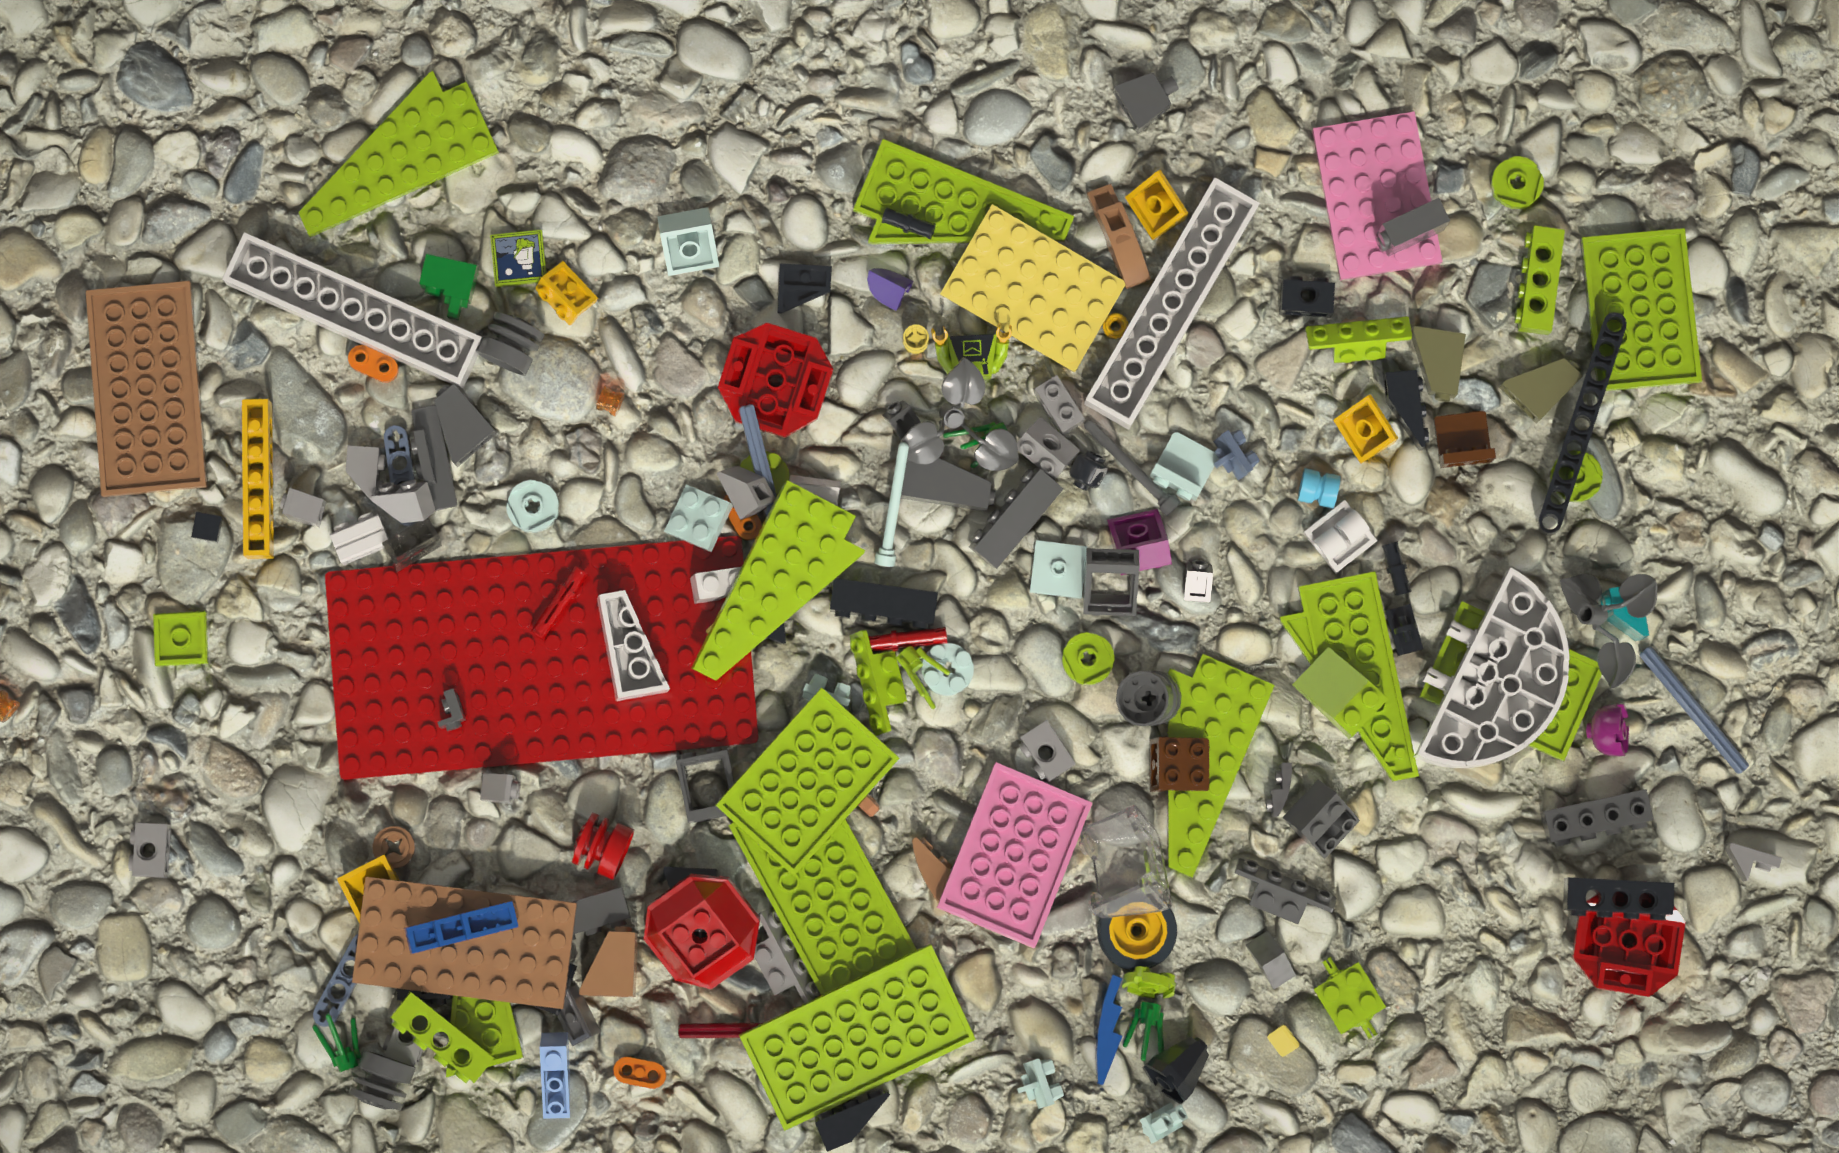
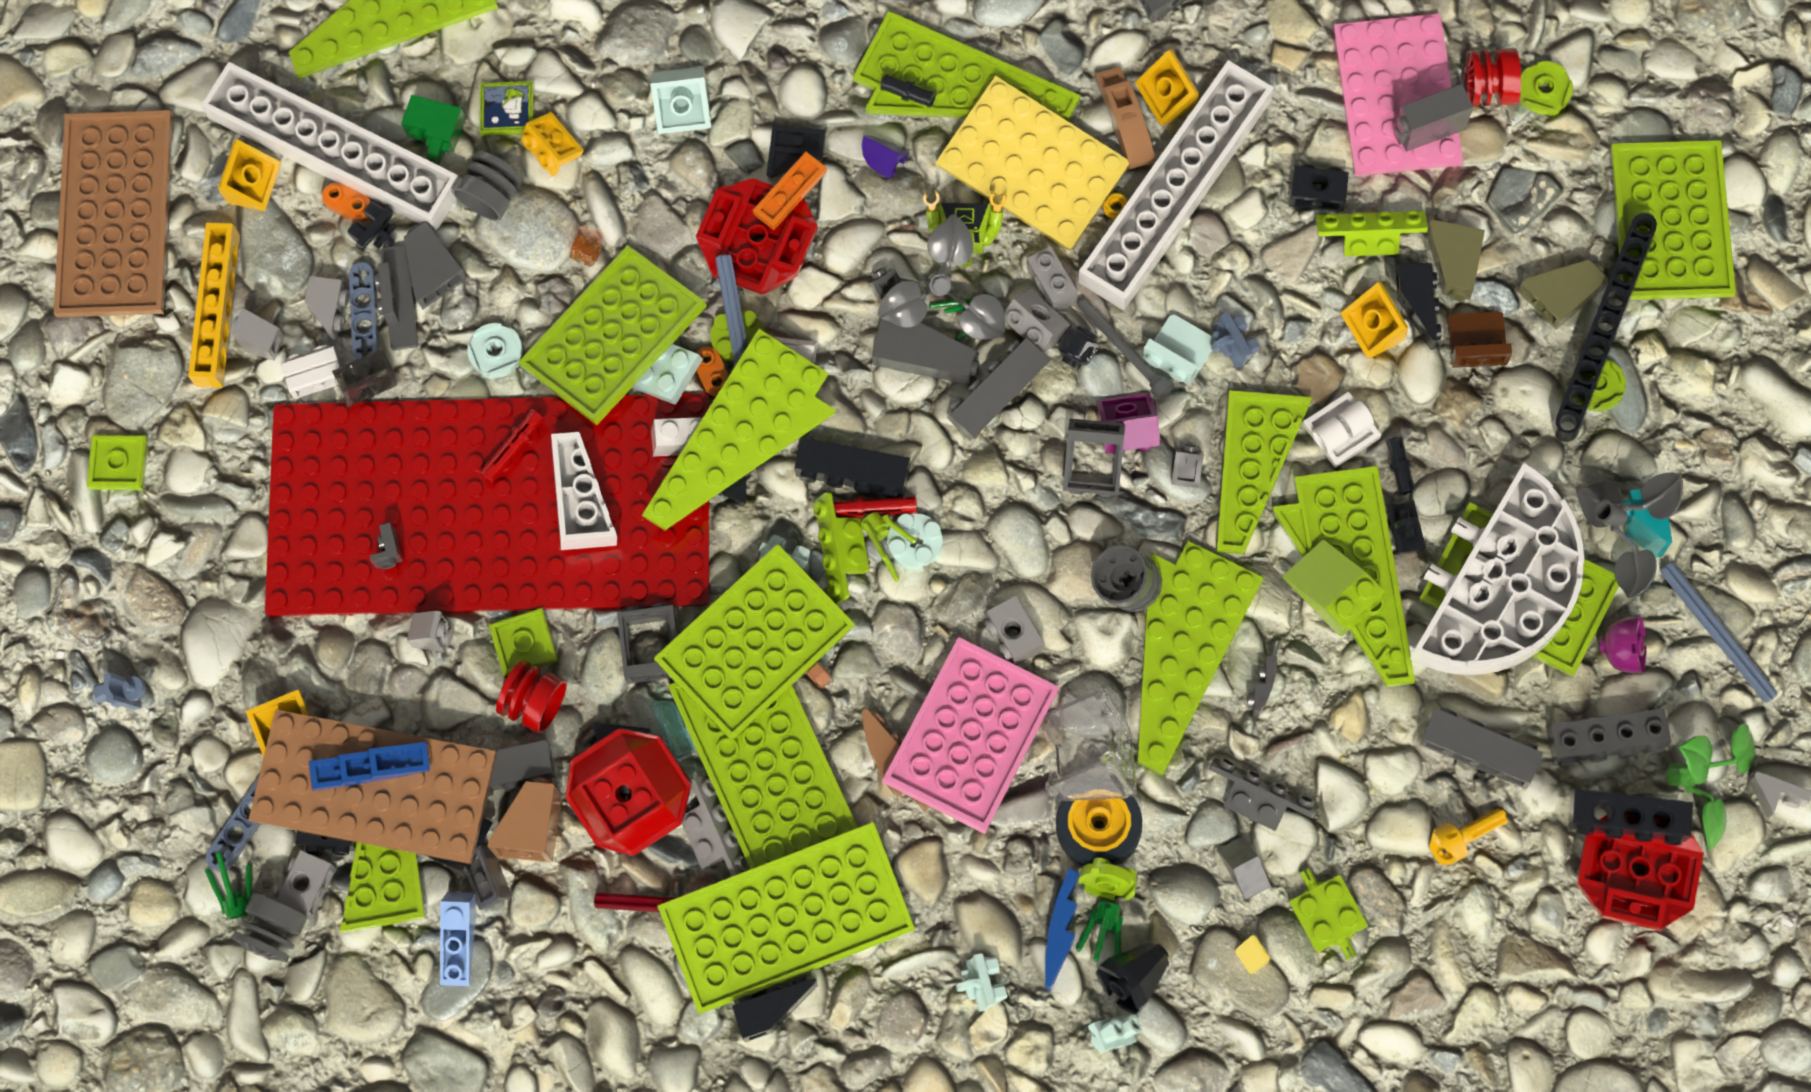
camera: 15 degrees right, 10 degrees down
(158, 864) = (62, 688): light grey brick -> none
(207, 527) = (158, 352): black tile -> none
(215, 865) = (120, 691): none -> sand blue hips
(275, 345) = (248, 177): none -> yellow slope
(394, 834) = (314, 674): medium nougat gear -> none
(406, 501) = (364, 333): light grey slope -> none
(407, 379) = (364, 236): none -> black hips
(478, 1057) = (310, 849): lime brick -> none
(587, 790) = (525, 639): none -> lime tile
(640, 1072) = (549, 941): orange plate -> none
(644, 485) = (612, 334): none -> lime plate
(737, 864) = (673, 728): none -> clear light blue slope
(746, 490) = (717, 343): light grey slope -> none
(804, 335) = (789, 190): none -> orange plate
(886, 555) = (859, 418): light aqua piece -> none
(915, 334) = (906, 201): light yellow wheel -> none
(1058, 569) = (1039, 447): light aqua plate -> none
(1092, 644) = (1050, 532): lime plate -> none
(1179, 764) = (1155, 651): reddish brown bracket -> none
(1260, 561) = (1256, 447): none -> lime wing
(1319, 488) = (1321, 377): medium azure wheel -> none
(1321, 818) = (1307, 719): dark grey slope -> none
(1461, 924) = (1455, 839): none -> yellow piece
(1467, 178) = (1495, 77): none -> red wheel
(1482, 836) = (1481, 748): none -> dark grey brick
(1552, 242) = (1578, 146): lime brick -> none
(1674, 847) = (1698, 757): none -> bright green plant

